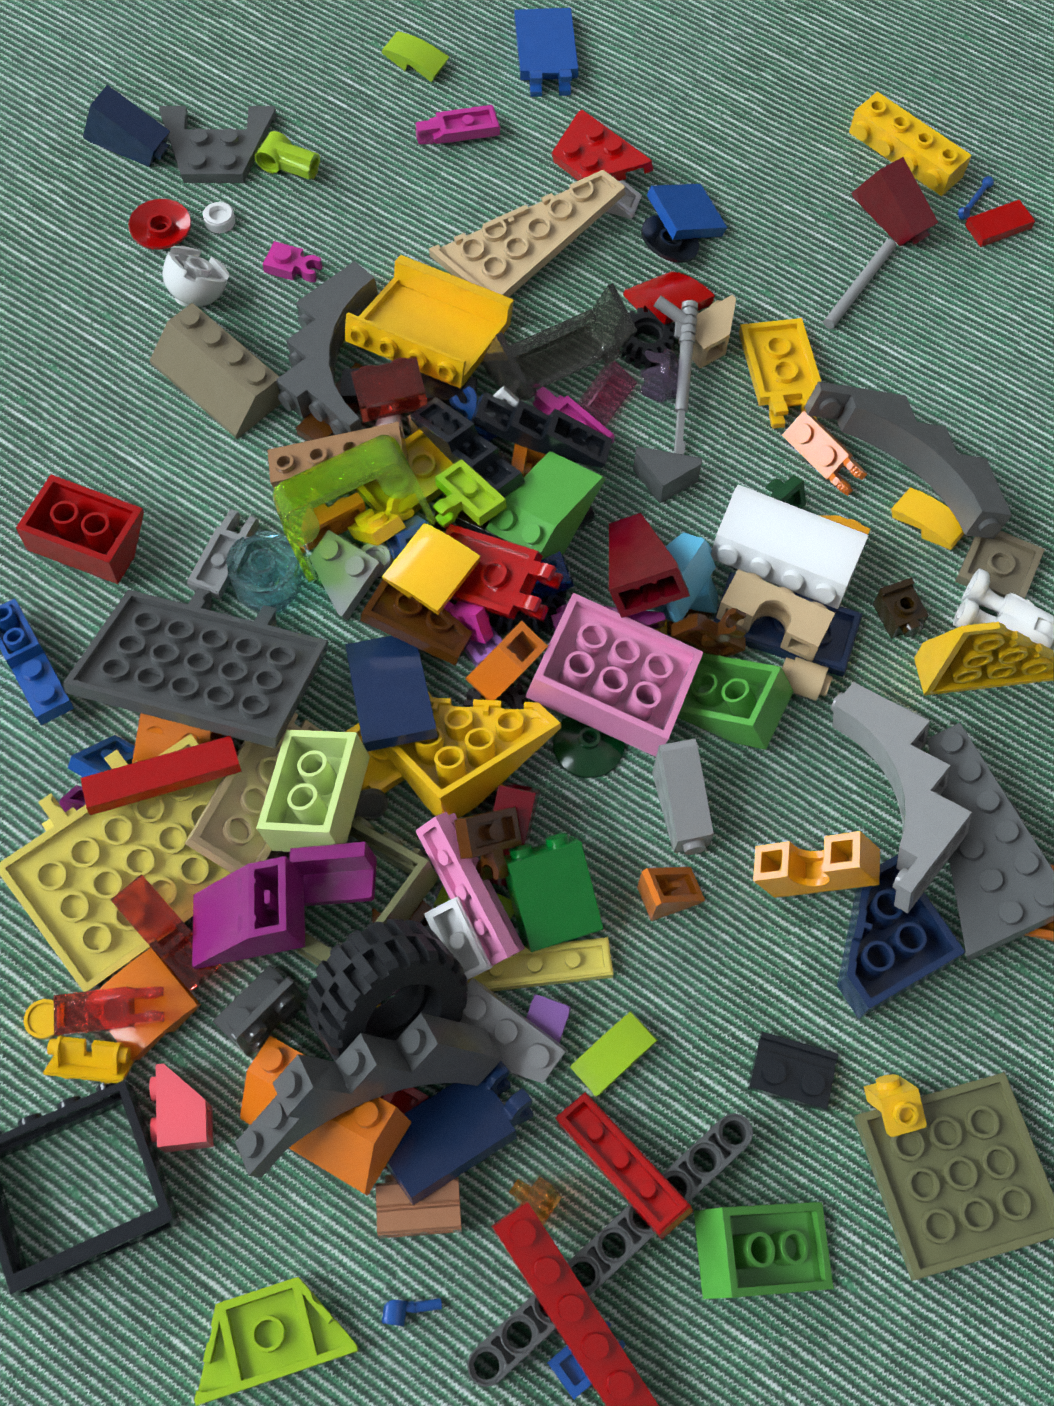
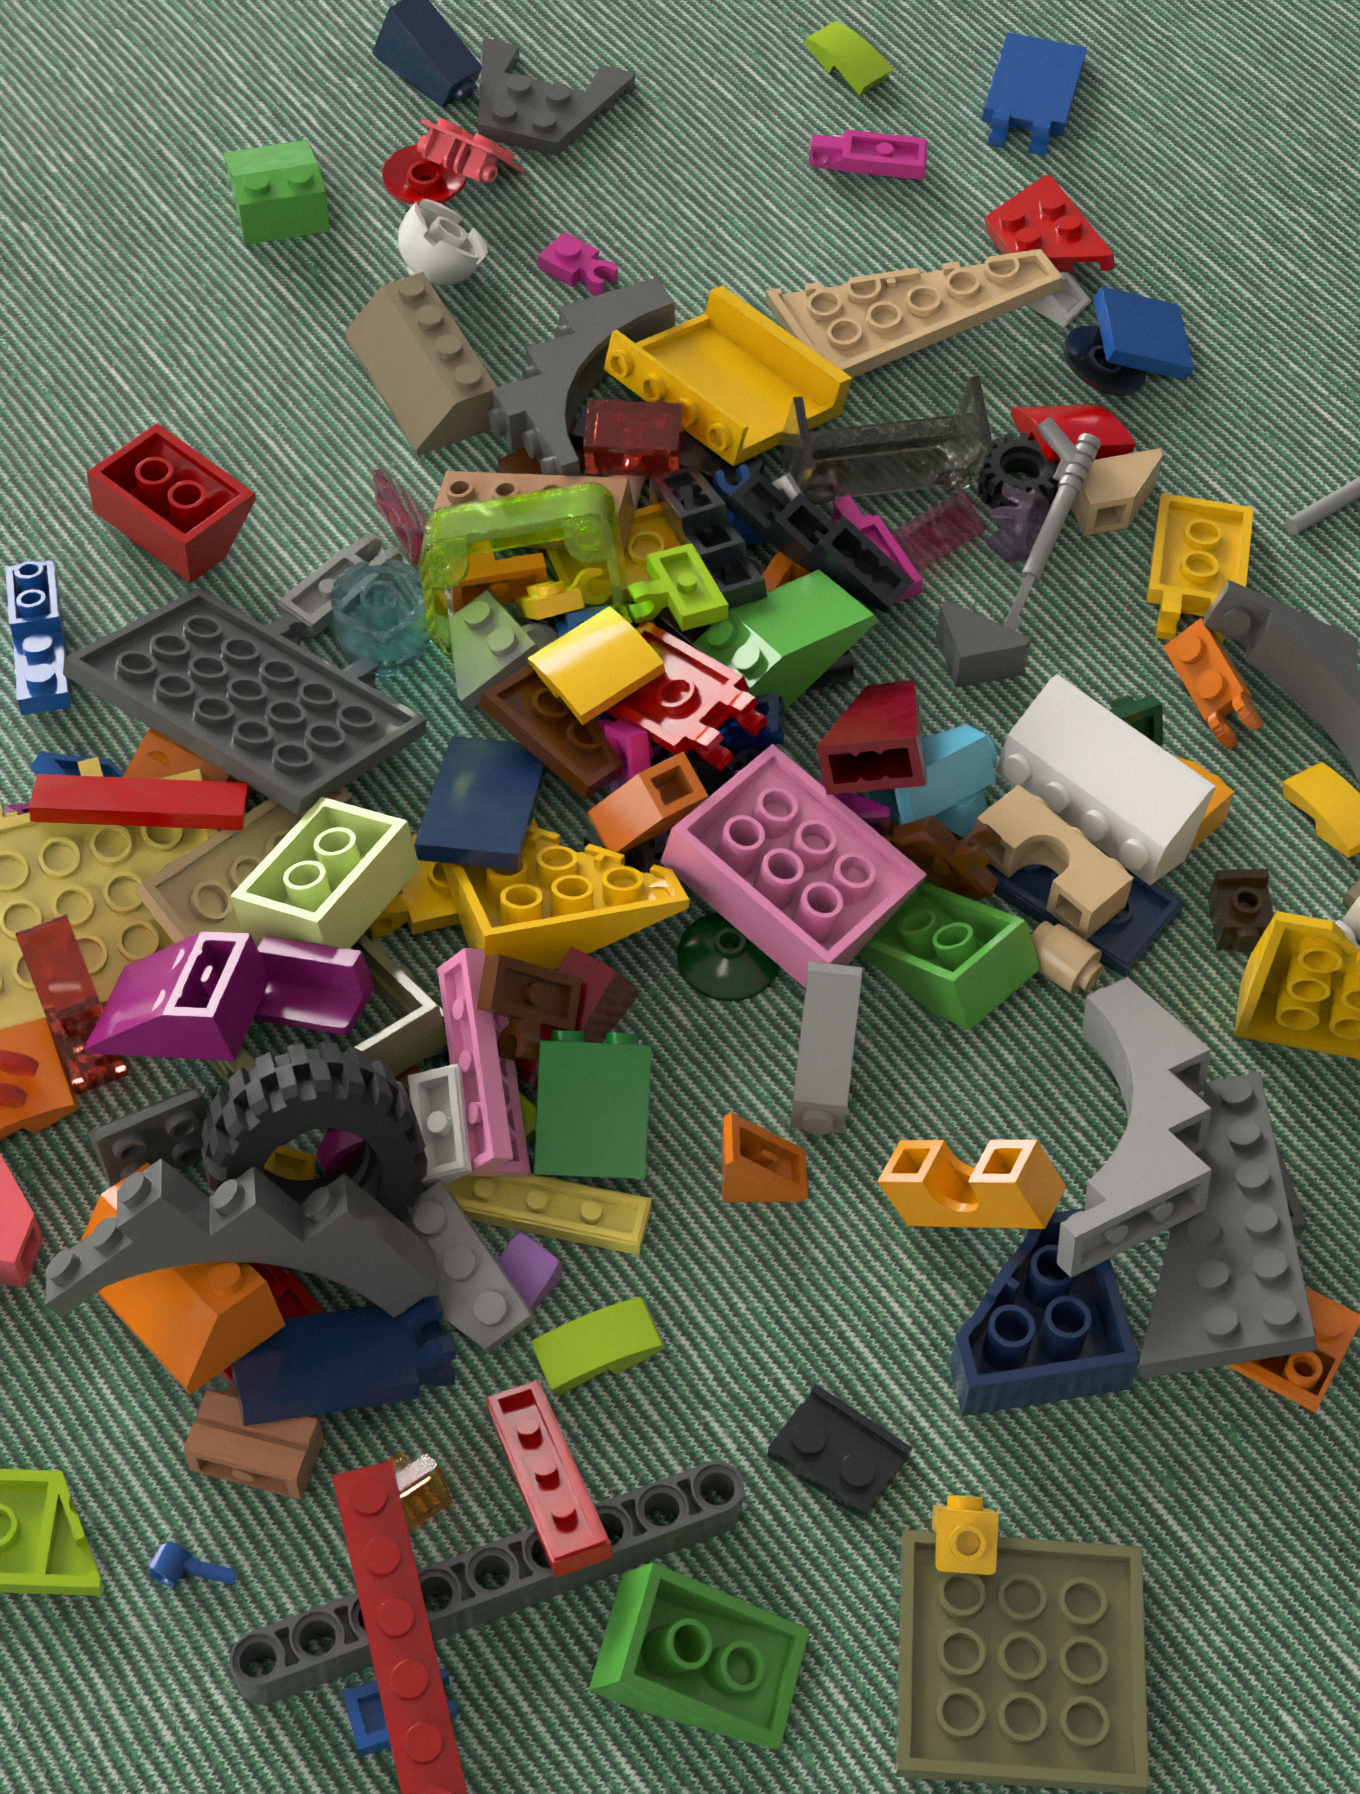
camera: 20 degrees right, 10 degrees down
(59, 263) = (277, 191): none -> bright green slope
(174, 198) = (466, 153): none -> coral hinge
(219, 217) = (507, 189): white tile -> none
(247, 490) = (400, 513): none -> clear pink slope
(279, 154) = (617, 130): lime piece -> none
(371, 804) = (401, 934): dark grey piece -> none

